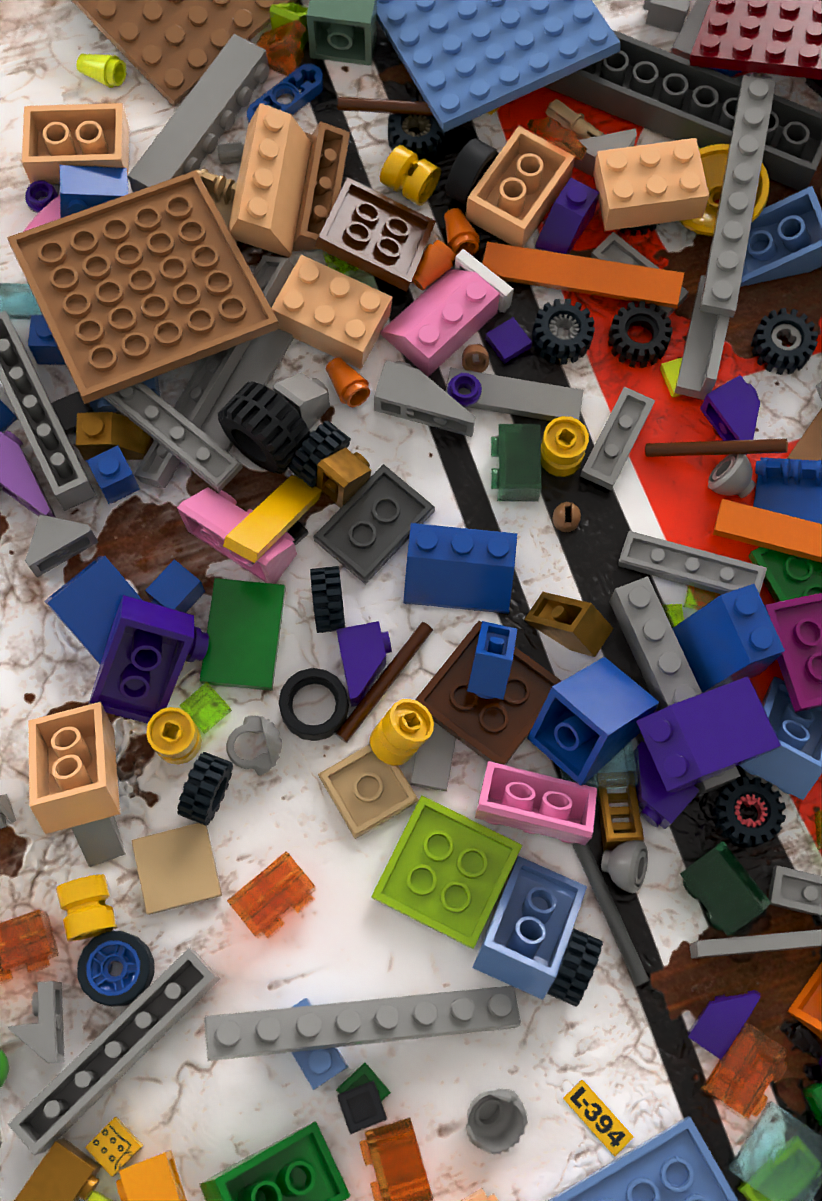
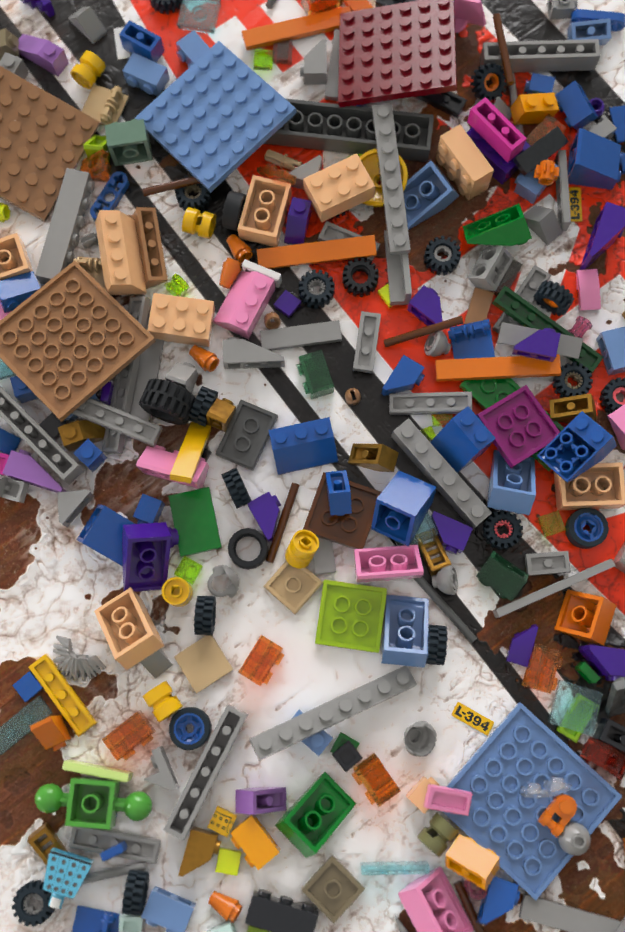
camera: 15 degrees left, 5 degrees up
(174, 386) = (106, 393): none -> dark purple tile
(190, 1132) = (260, 800): none -> medium lavender slope
(375, 234) = (191, 266): reddish brown plate -> none
(467, 381) = (269, 337): dark purple plate -> none
(563, 446) = (338, 357): yellow wheel -> none
(661, 511) = (404, 377): none -> blue slope
(708, 734) = (468, 497): dark purple slope -> none

